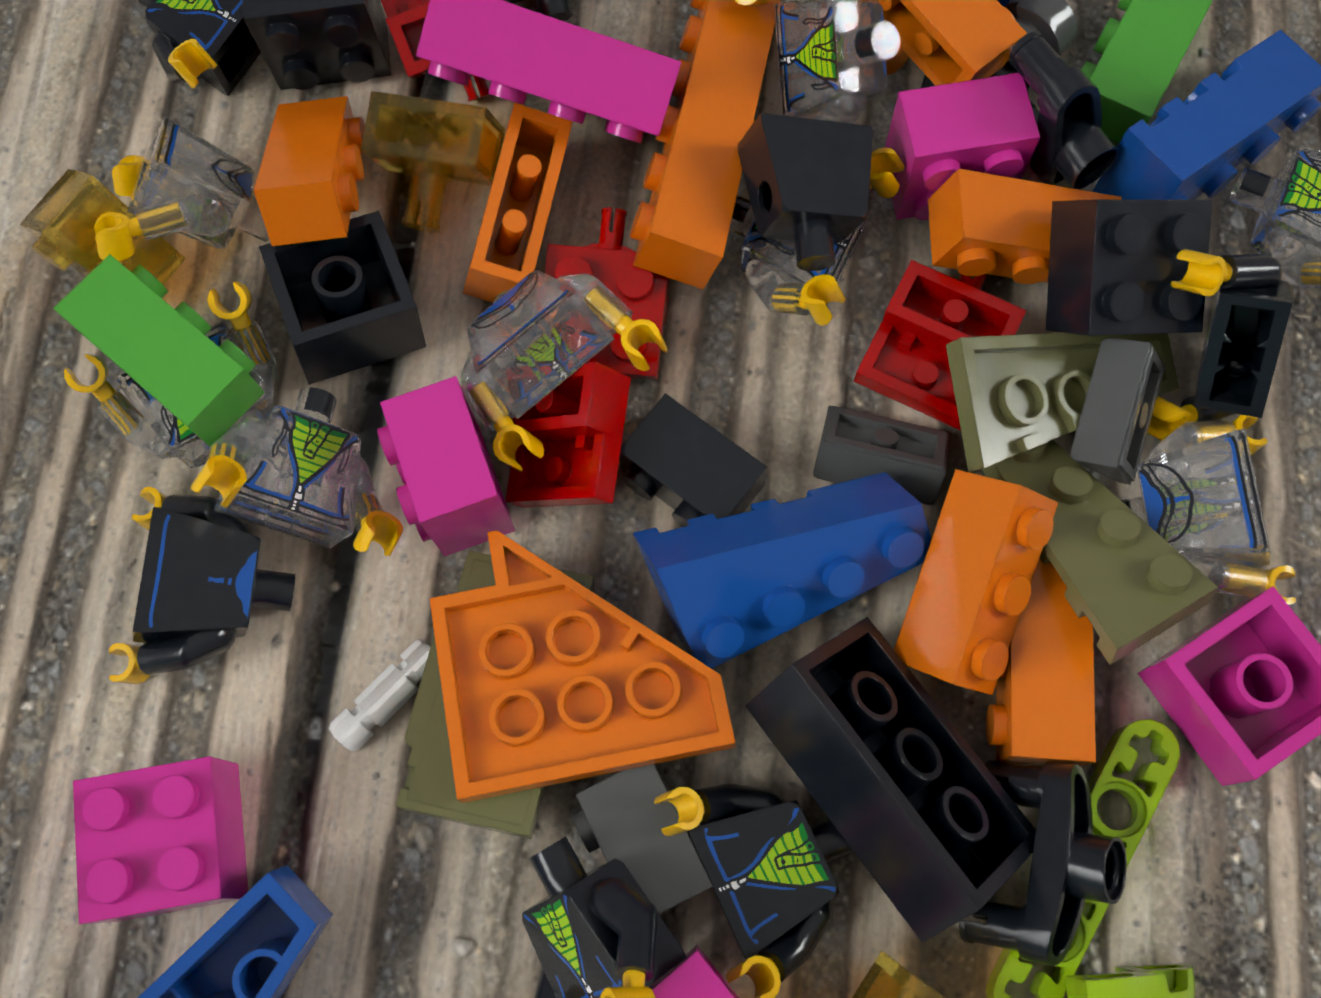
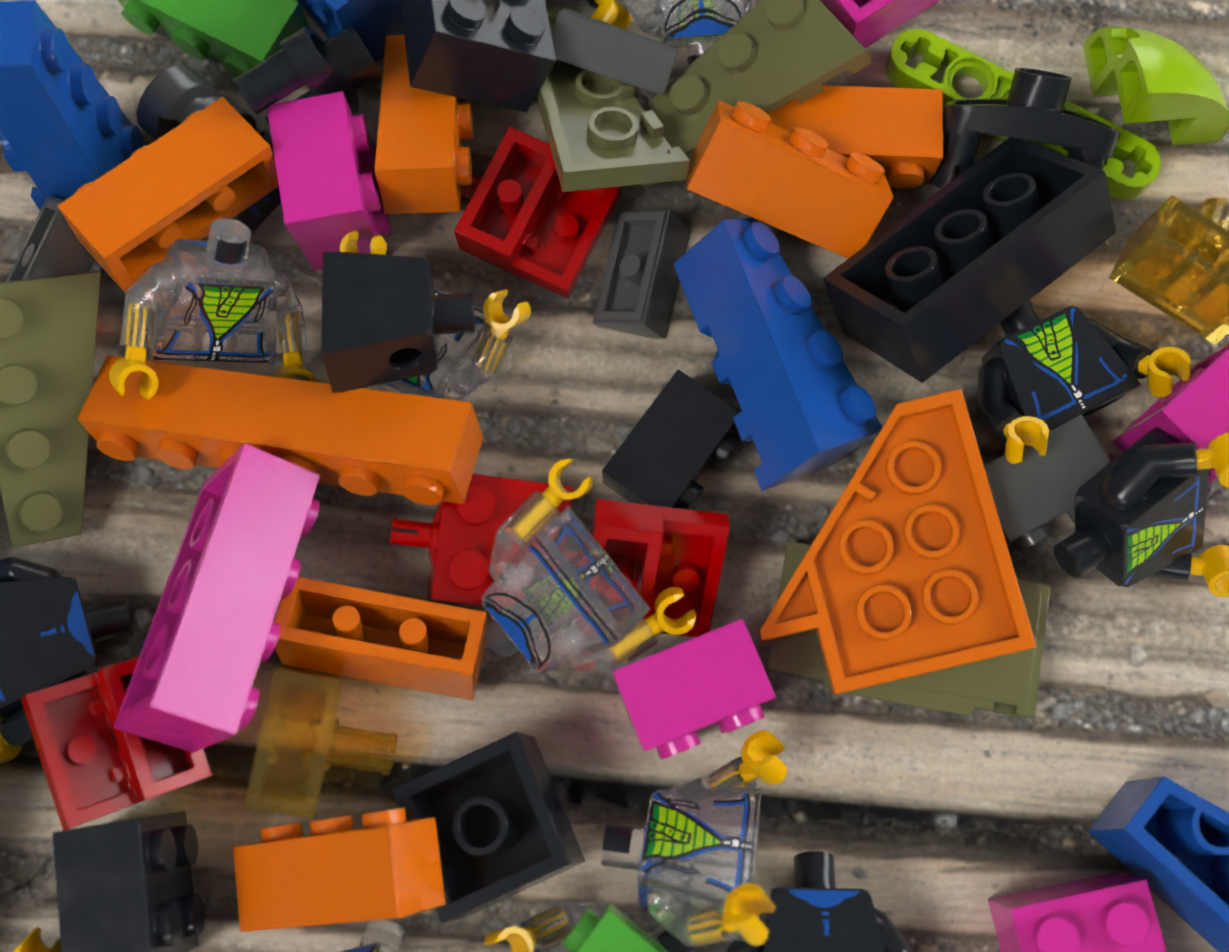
camera: 95 degrees left, 5 degrees up
(381, 698) = (914, 748): white axle -> none

